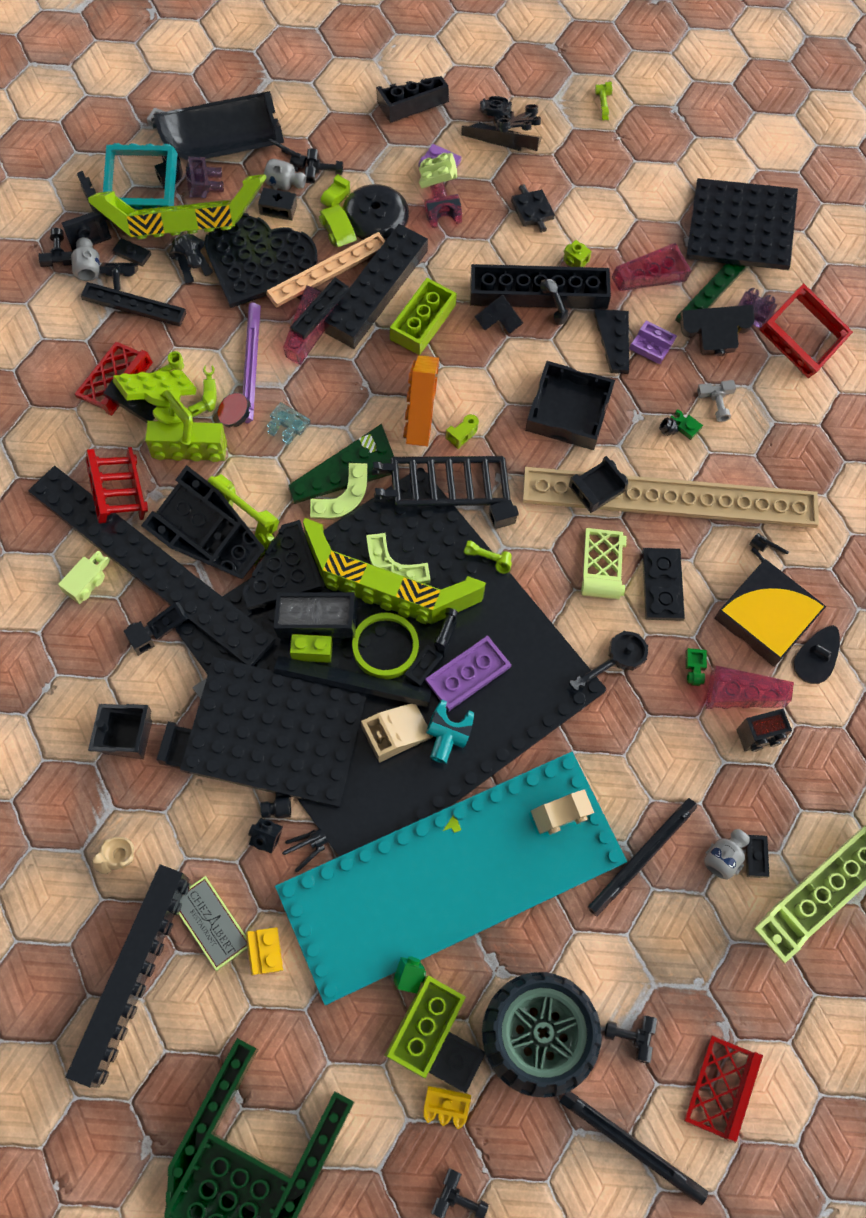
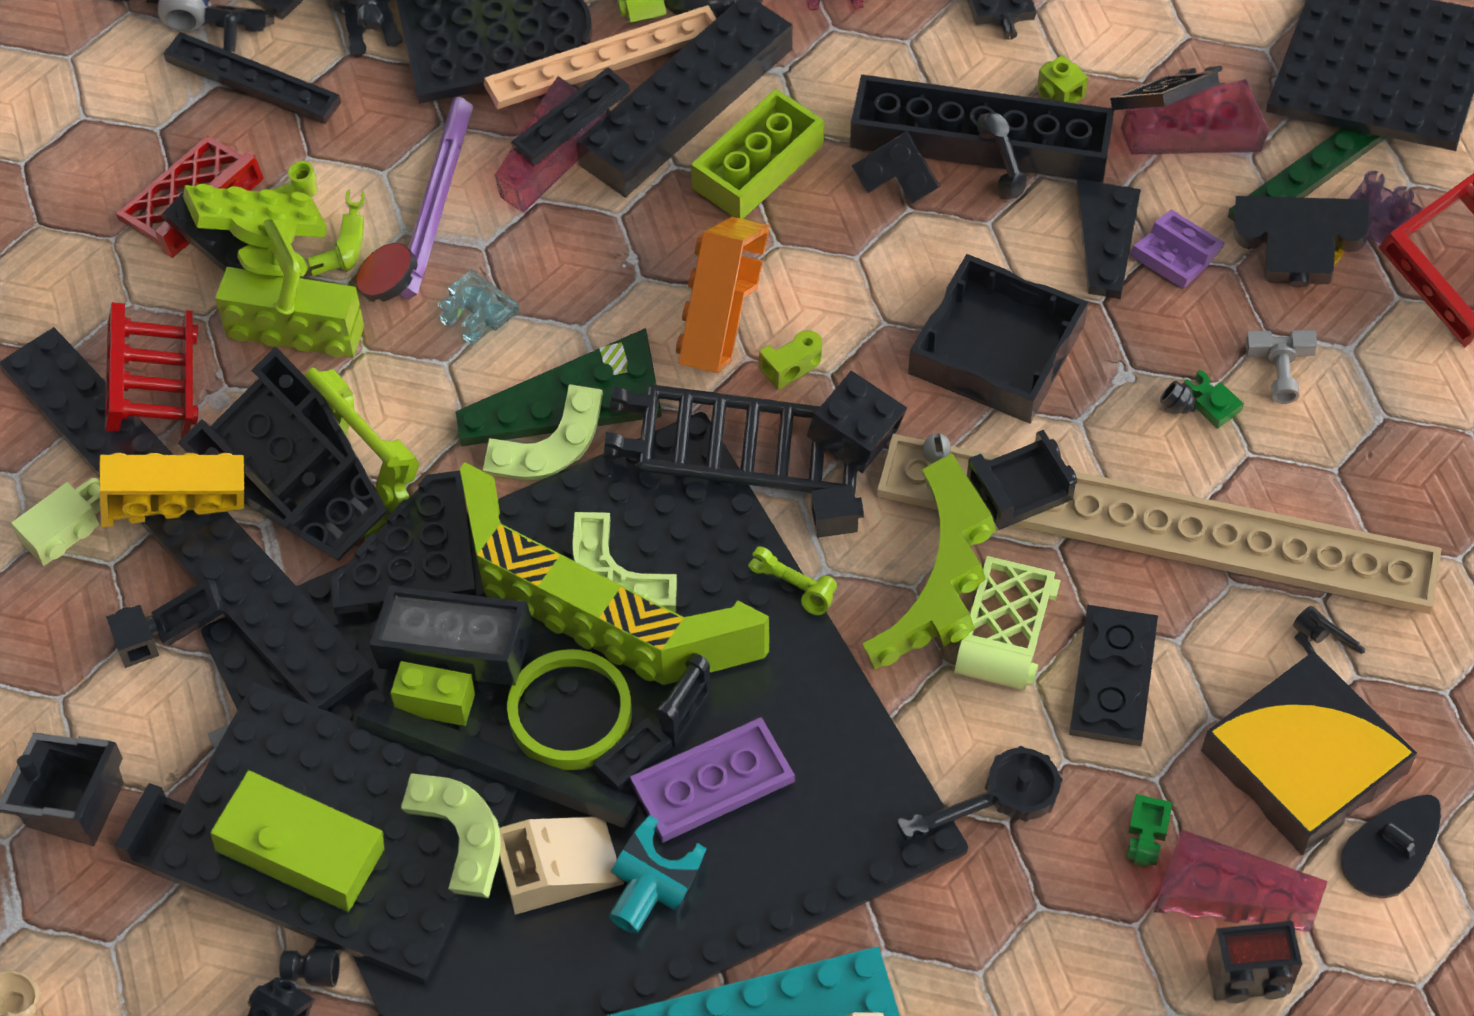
camera: 15 degrees right, 10 degrees down
(143, 551) = (169, 485): none -> yellow wedge
(258, 743) = (298, 840): none -> lime brick
(350, 718) = (474, 823): none -> yellowish green plate
(506, 463) = (856, 421): none -> black piece
(547, 473) = (929, 447): none -> light grey hinge
(570, 562) = (956, 569): none -> lime arch
(635, 253) = (1168, 89): none -> black tile

